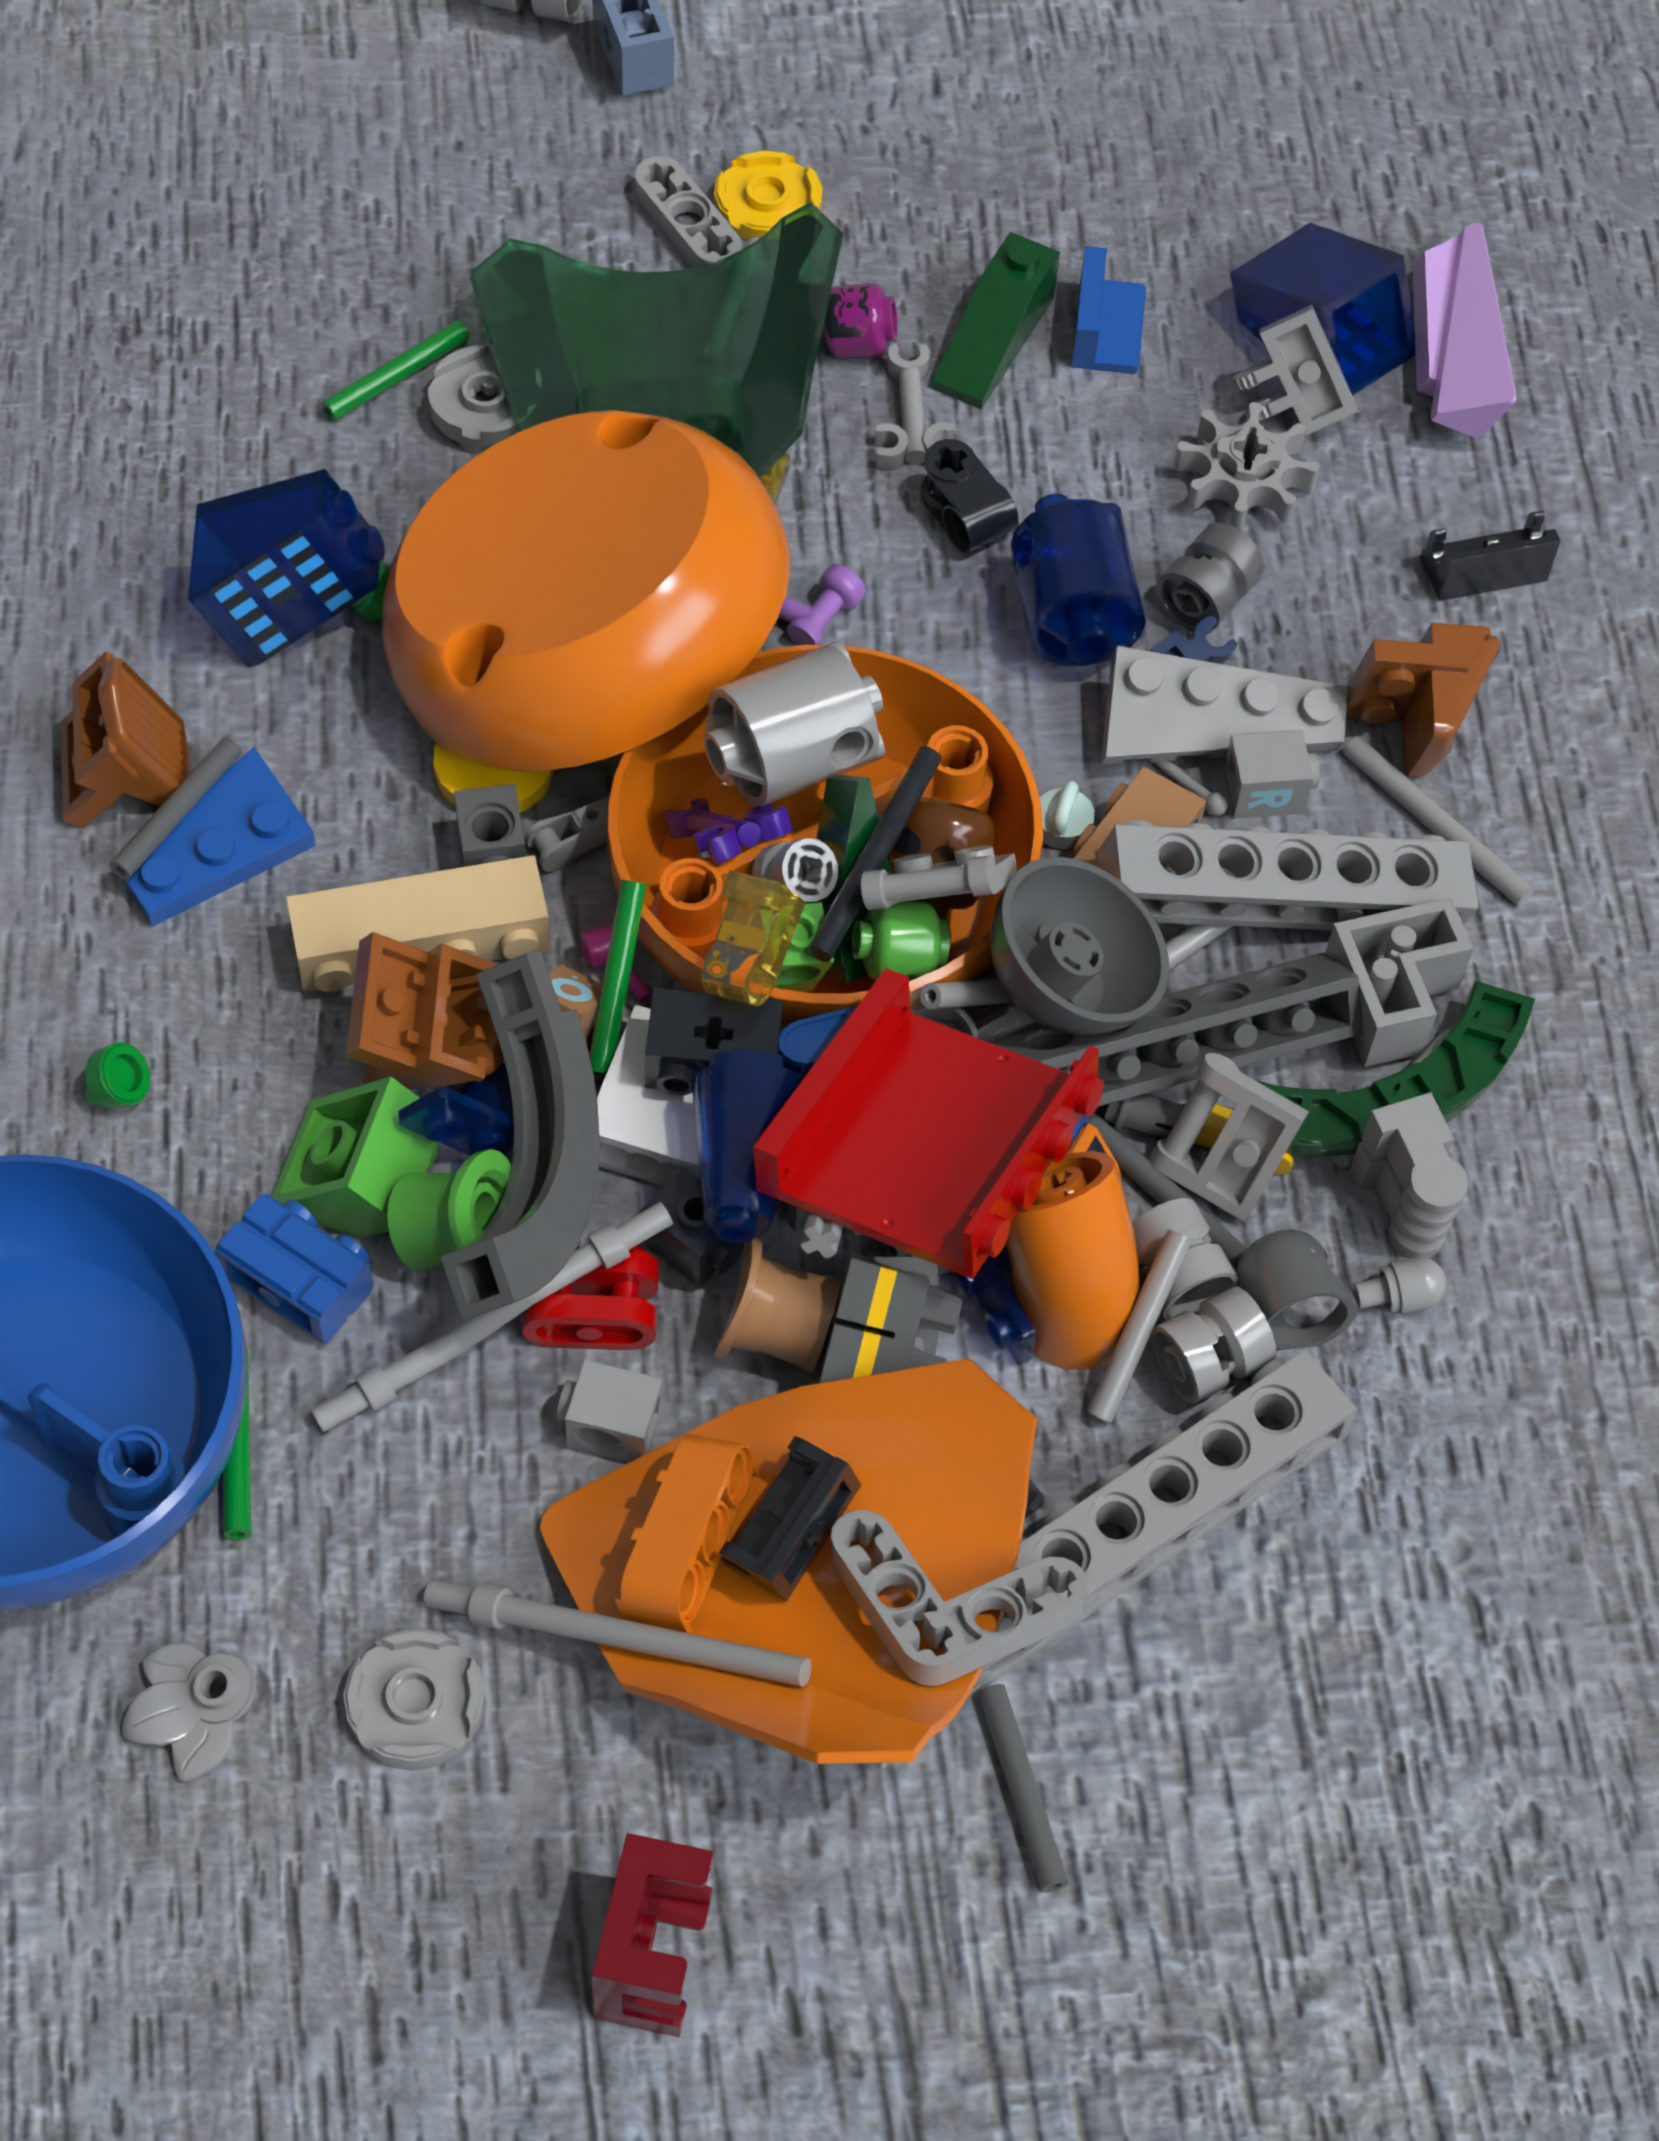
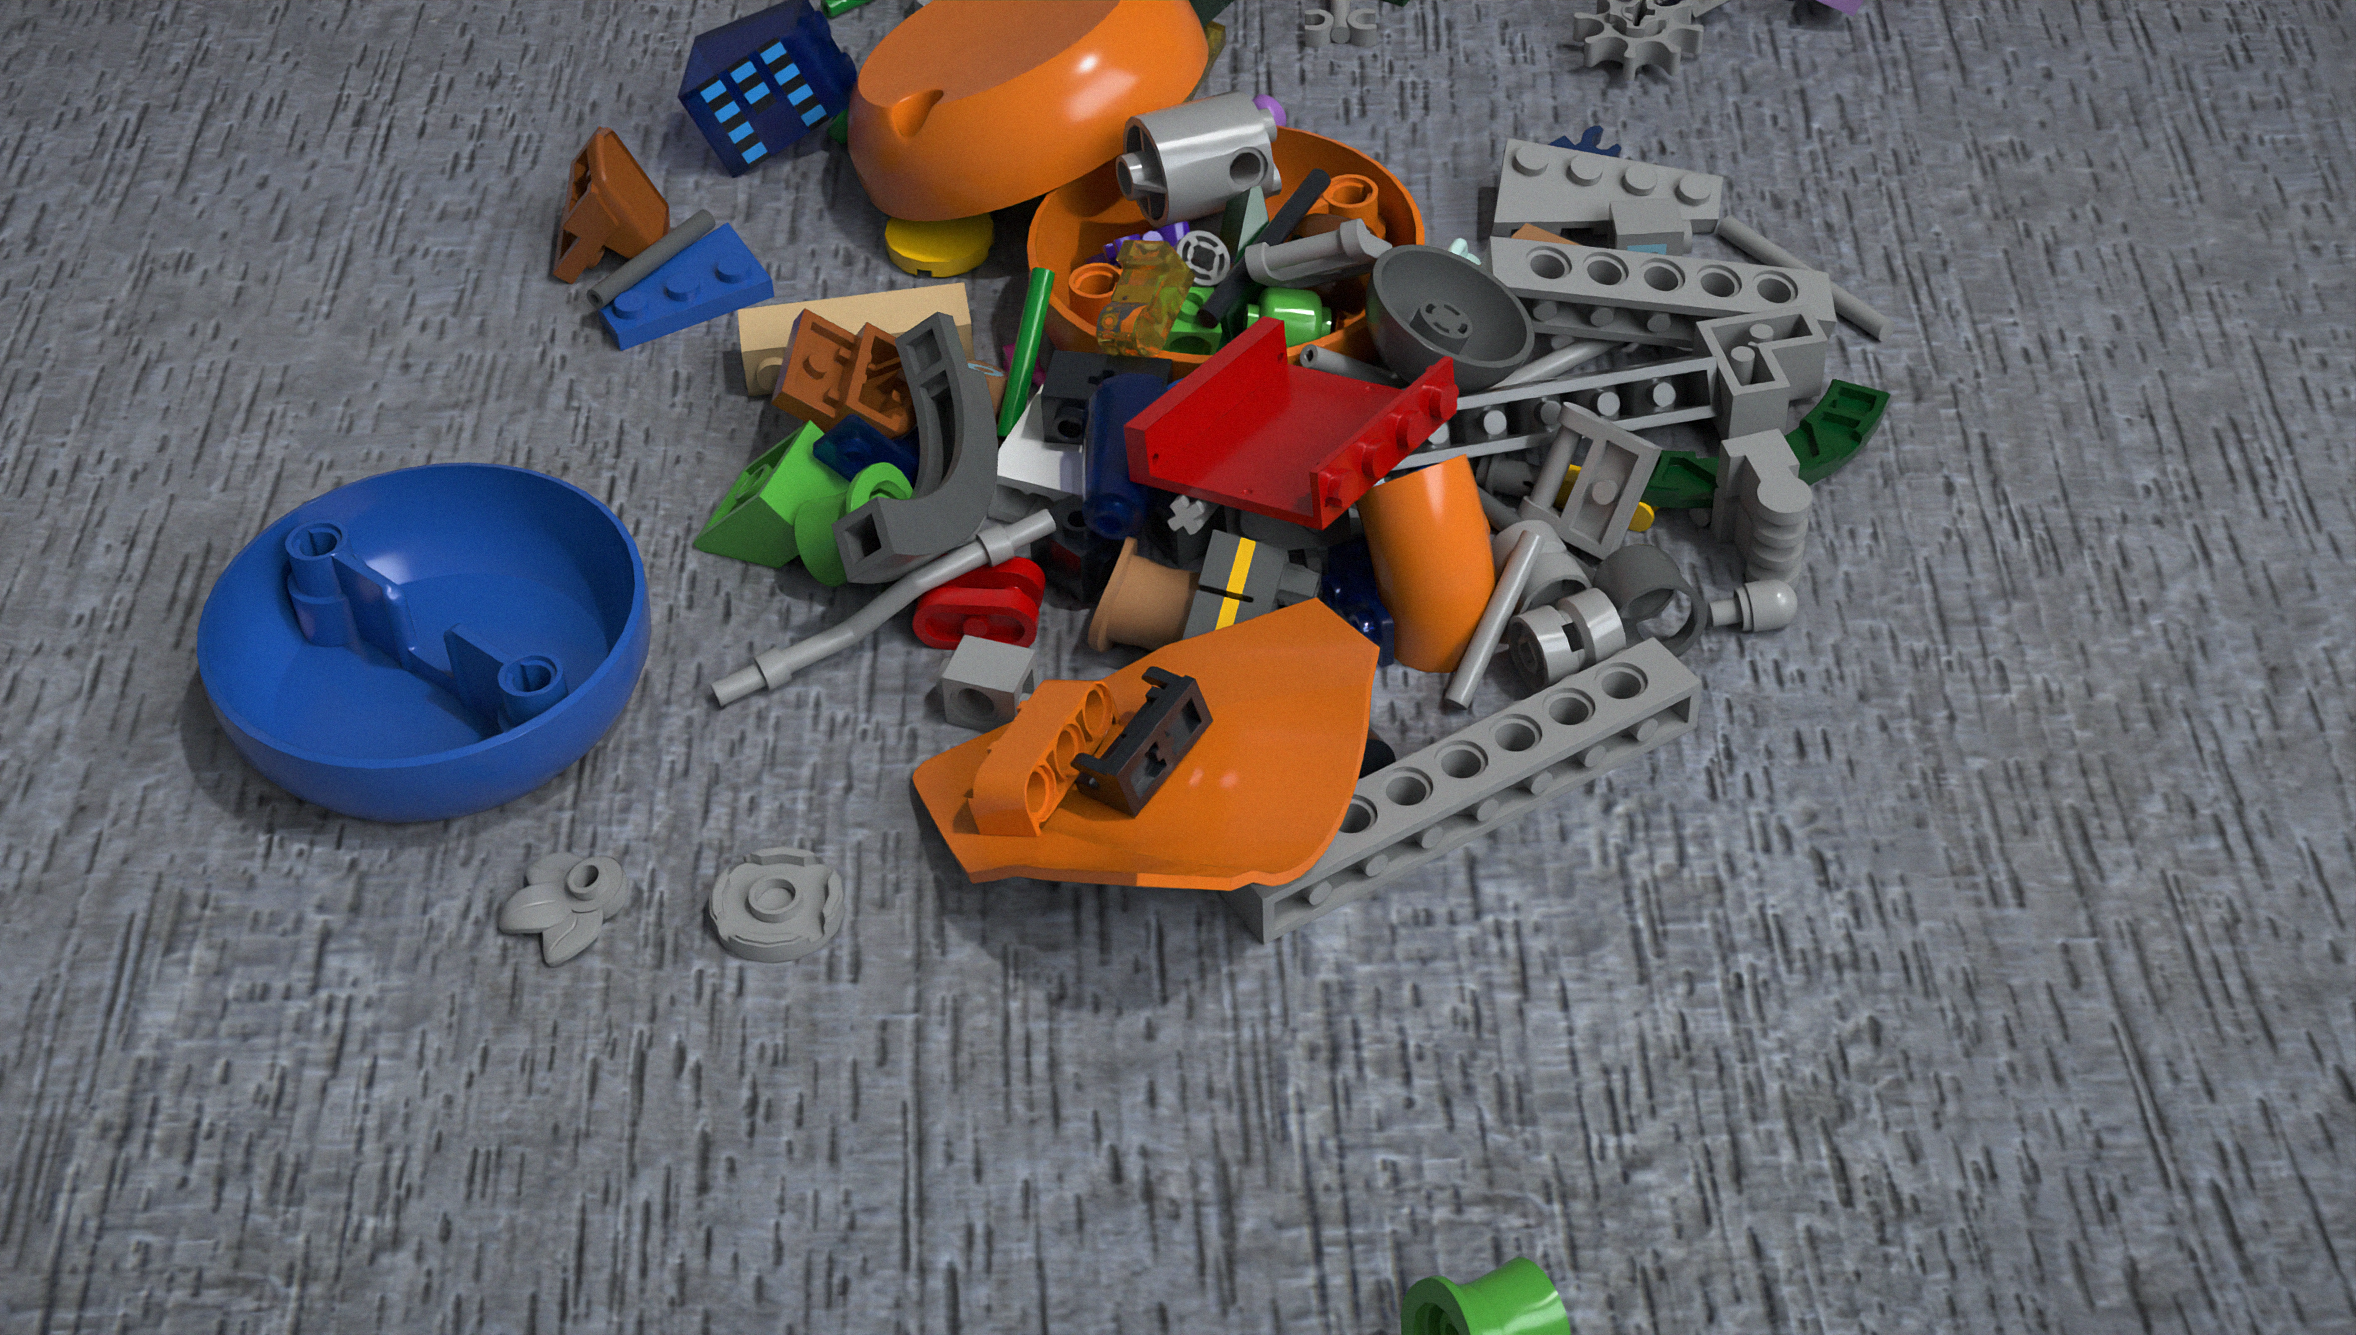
camera: 10 degrees right, 15 degrees down
(116, 1076) = (569, 443): green tile -> none
(238, 1481) = (637, 722): green piece -> none
(296, 1266) = (711, 577): blue brick -> none
(489, 815) = (926, 261): dark grey brick -> none
(497, 1607) = (864, 827): light grey bar -> none
(588, 831) = (997, 284): light grey bar -> none
(651, 1886) = (962, 1066): dark red panel -> none
(950, 1622) = (1290, 821): light grey beam -> none
(966, 496) = (1382, 53): black piece -> none
(1023, 1788) = (1358, 988): dark grey piece -> none
(1077, 580) = (1473, 98): clear blue cylinder -> none
(1210, 576) = (1604, 95): flat silver wheel -> none
(1424, 687) = (1790, 166): dark orange piece -> none
(1490, 560) = (1861, 96): black hinge -> none

